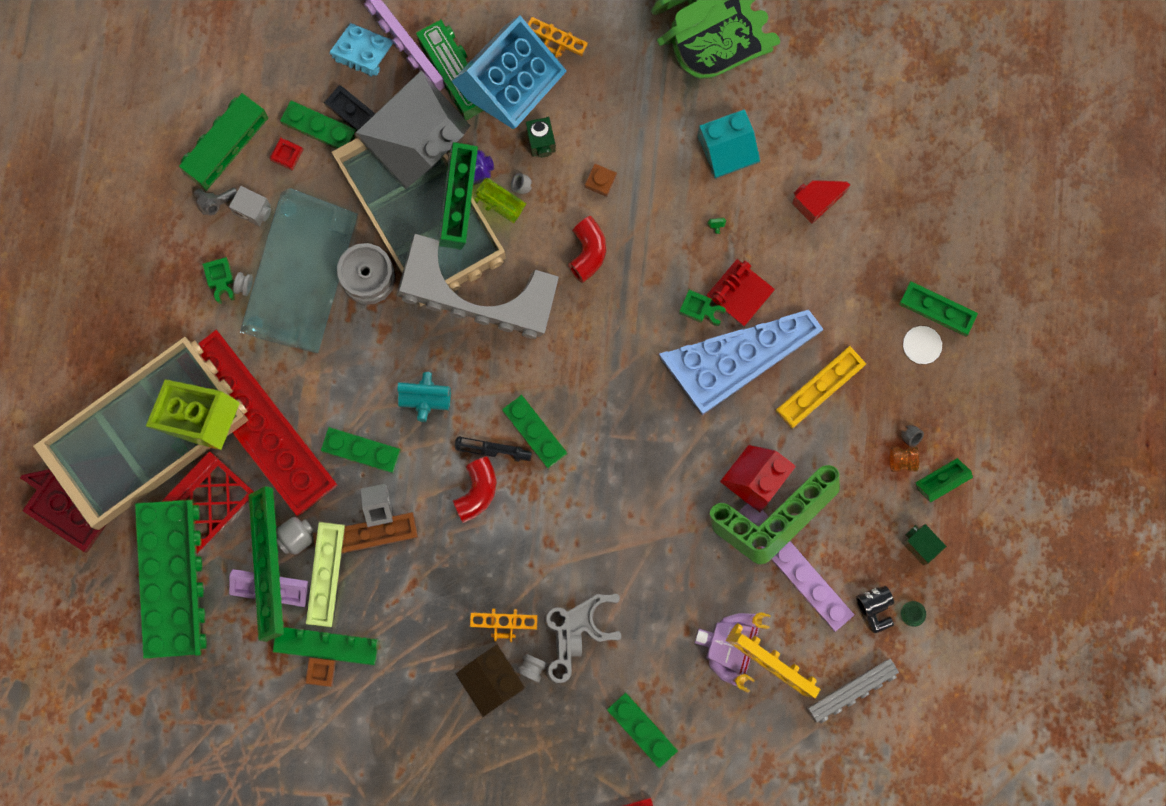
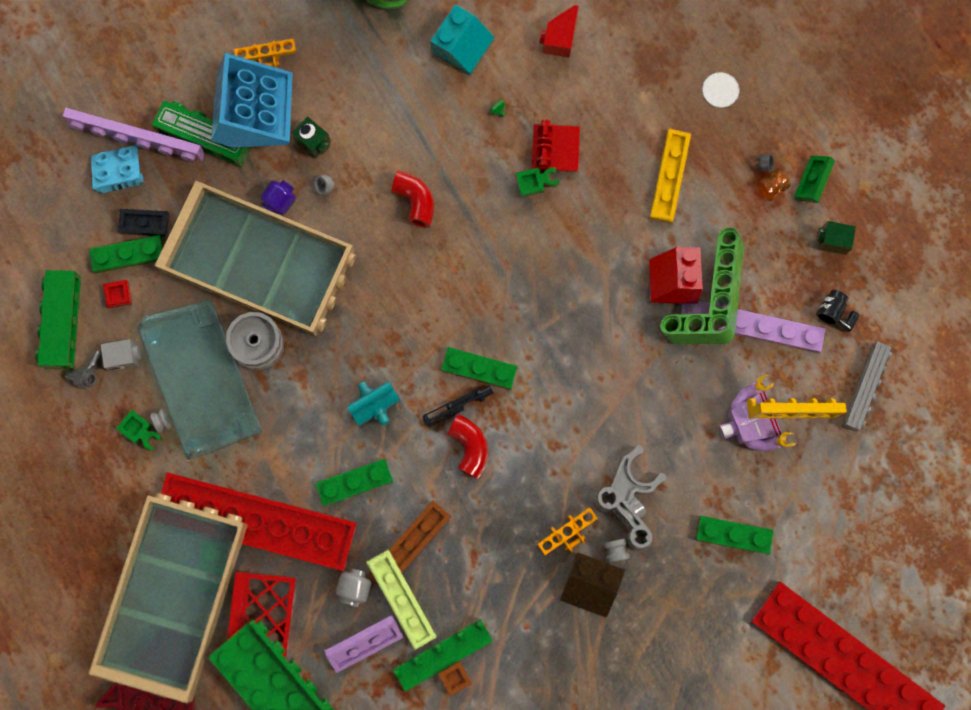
camera: 35 degrees left, 0 degrees up
(193, 413) = (202, 551): lime slope -> none
(266, 564) = (350, 626): green plate -> none
(376, 505) = (401, 515): light grey brick -> none
(413, 130) = (208, 202): dark grey slope -> none
(425, 284) = (310, 314): light grey arch -> none
(457, 196) = (283, 227): green brick -> none
(500, 200) = (317, 208): clear neon green plate -> none
(600, 180) = (383, 138): dark orange plate -> none
(728, 362) = (587, 207): light blue wing -> none
(913, 613) = (867, 295): clear green plate -> none
(938, 309) = (713, 53): green plate -> none

